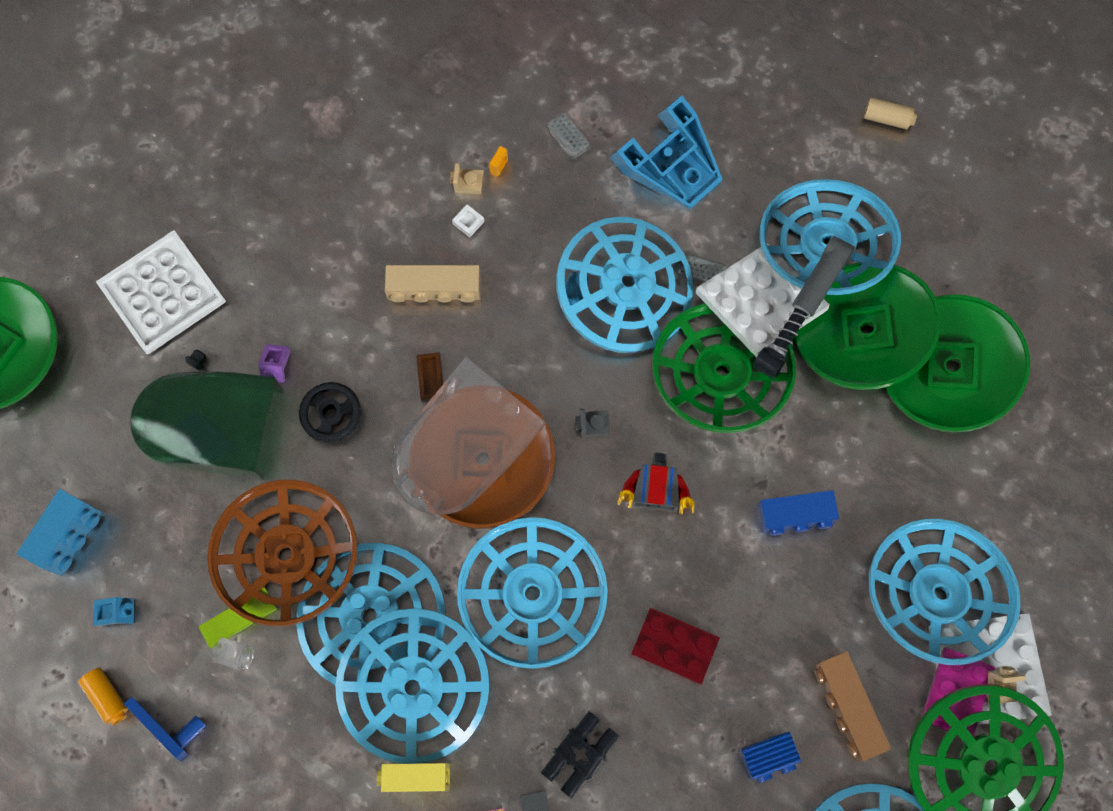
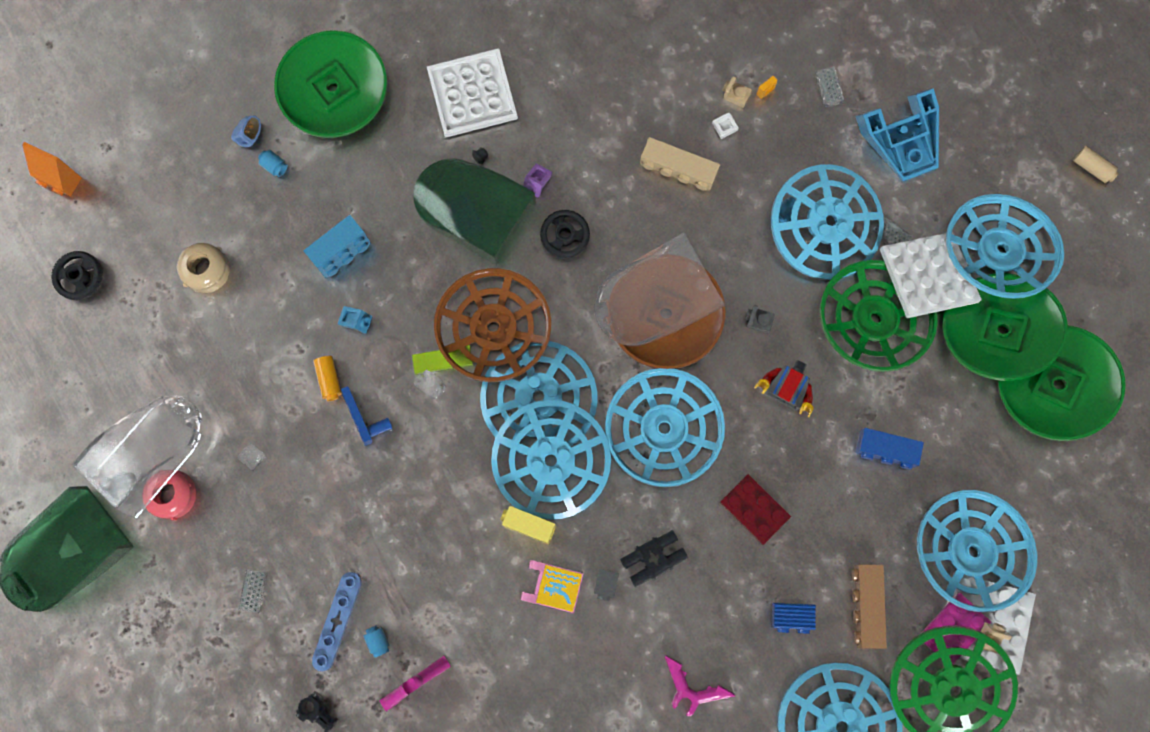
camera: 25 degrees right, 5 degrees up
(429, 375) = (649, 235): reddish brown tile -> none
(833, 259) = (998, 266): piece -> none

